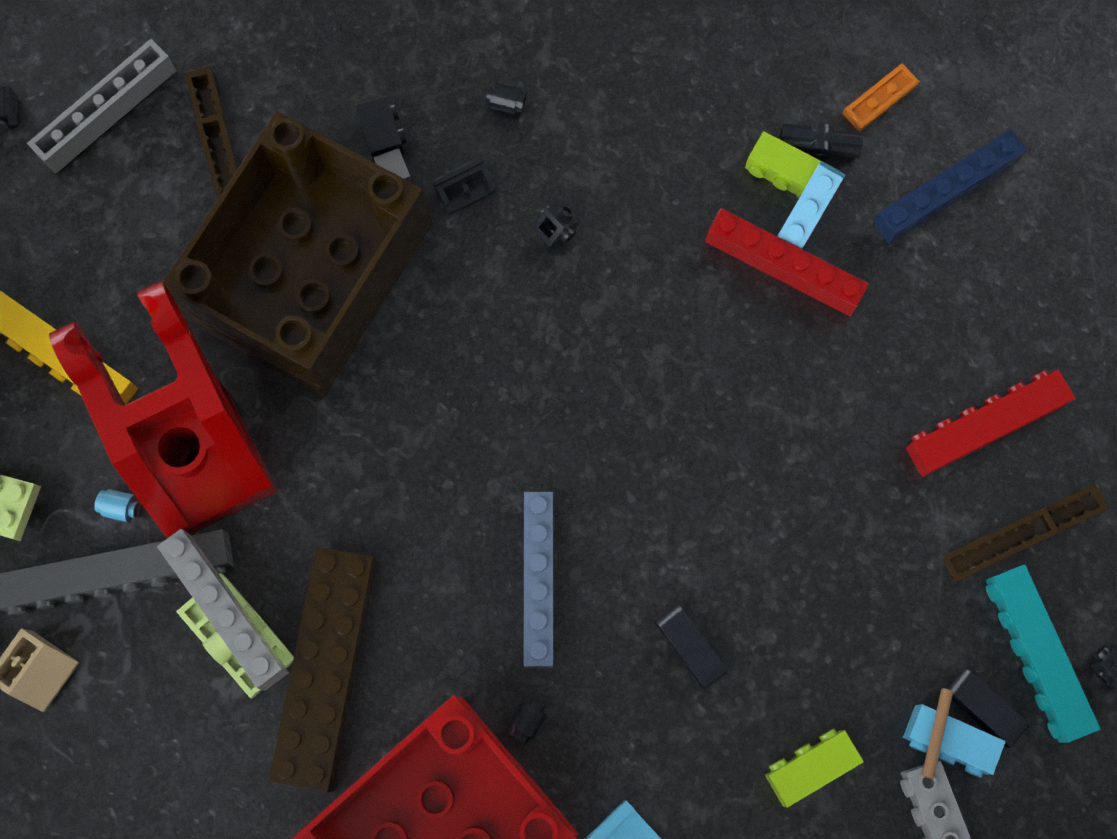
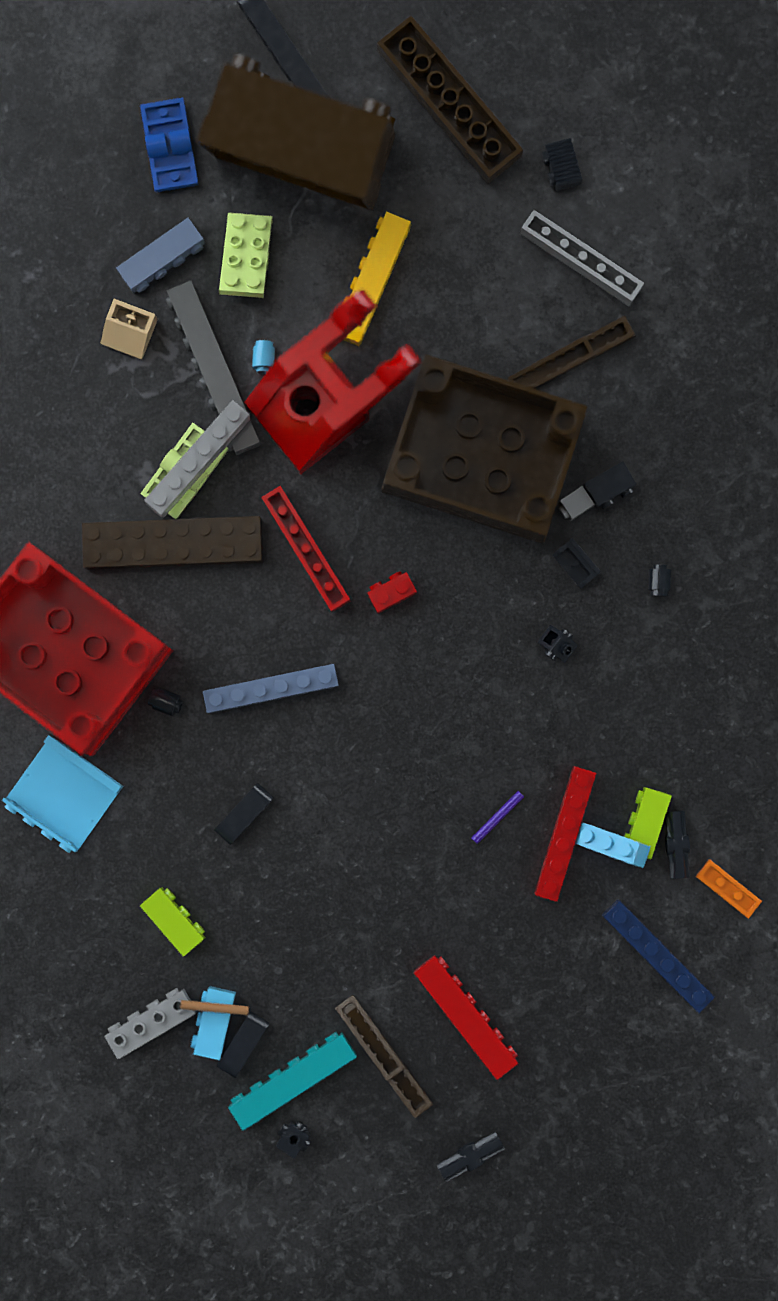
camera: 80 degrees right, 10 degrees up
(371, 499) = (306, 549): none -> red brick
(451, 406) = (392, 592): none -> red brick
(751, 339) = (497, 817): none -> dark purple bar

